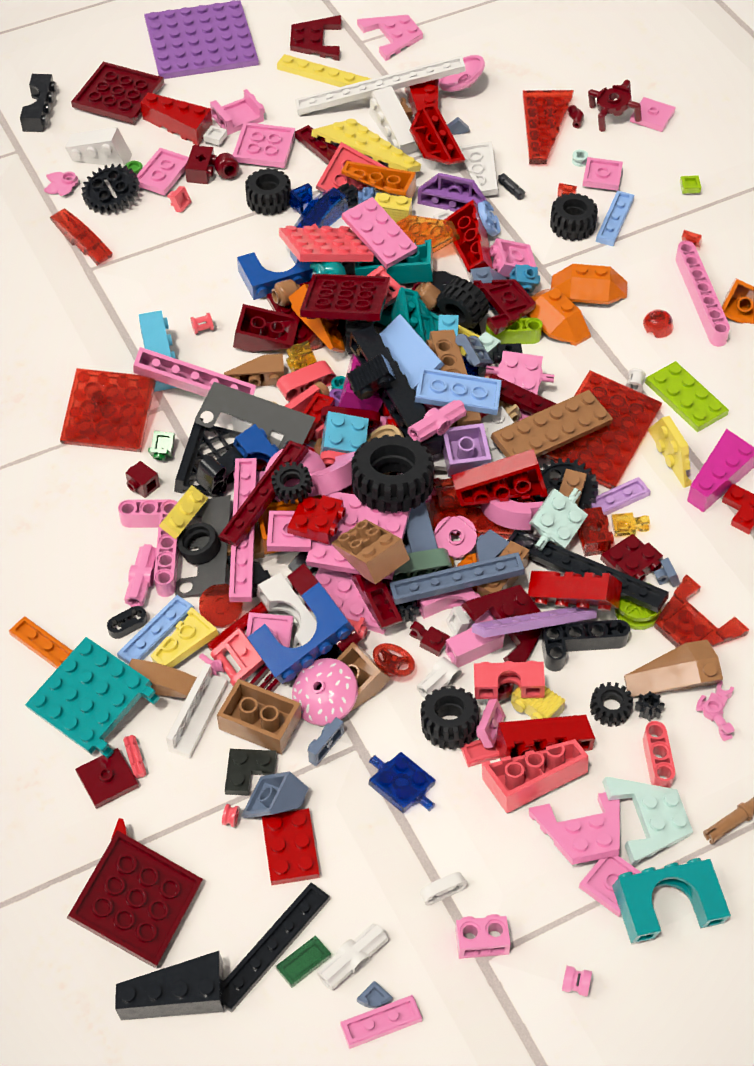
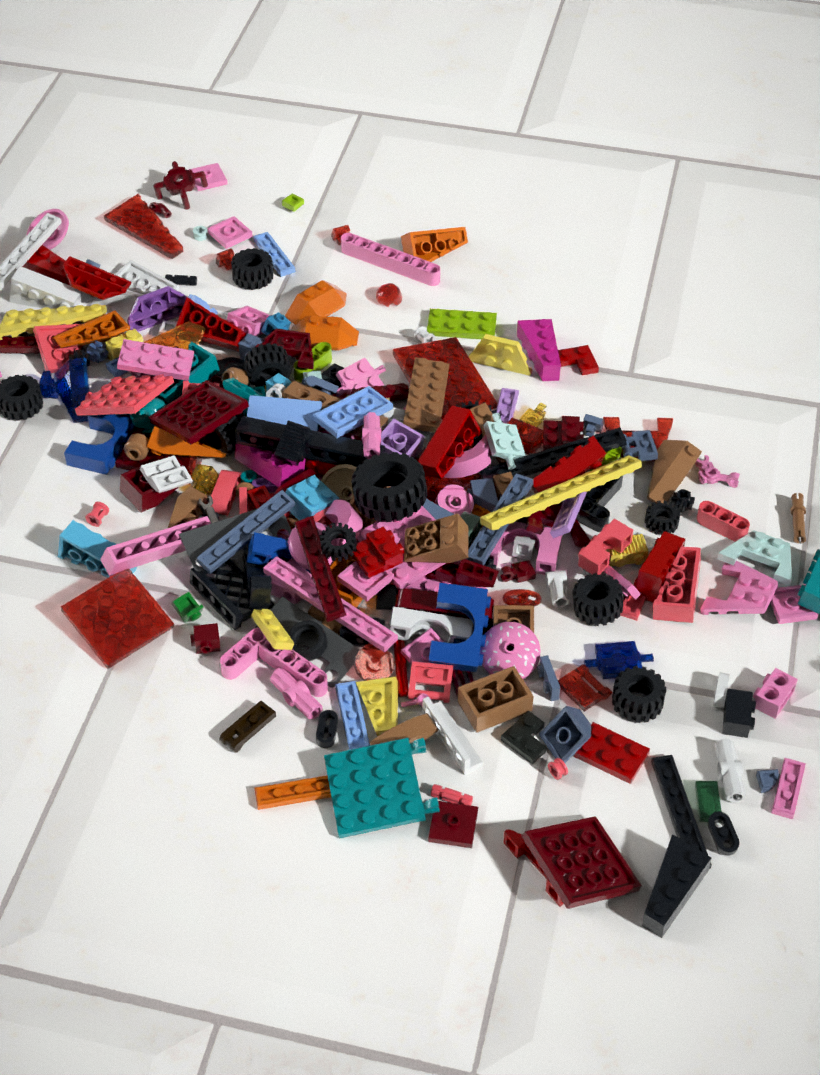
camera: 50 degrees left, 5 degrees down
(81, 568) = (247, 726): none -> dark brown plate
(266, 391) = (207, 510): none -> black plate
(267, 419) = (242, 533): none -> sand blue plate
(271, 996) = (724, 834): none -> black plate
(273, 330) = (165, 474): none -> white slope
(335, 772) = (580, 691): none -> clear red plate
(369, 840) = (634, 706): none -> black tyre
(425, 327) = (276, 390): none -> white bush
(427, 920) = (738, 712): none -> black brick
(535, 601) = (560, 492): none -> light yellow plate
(678, 629) = (644, 446): none -> sand blue plate

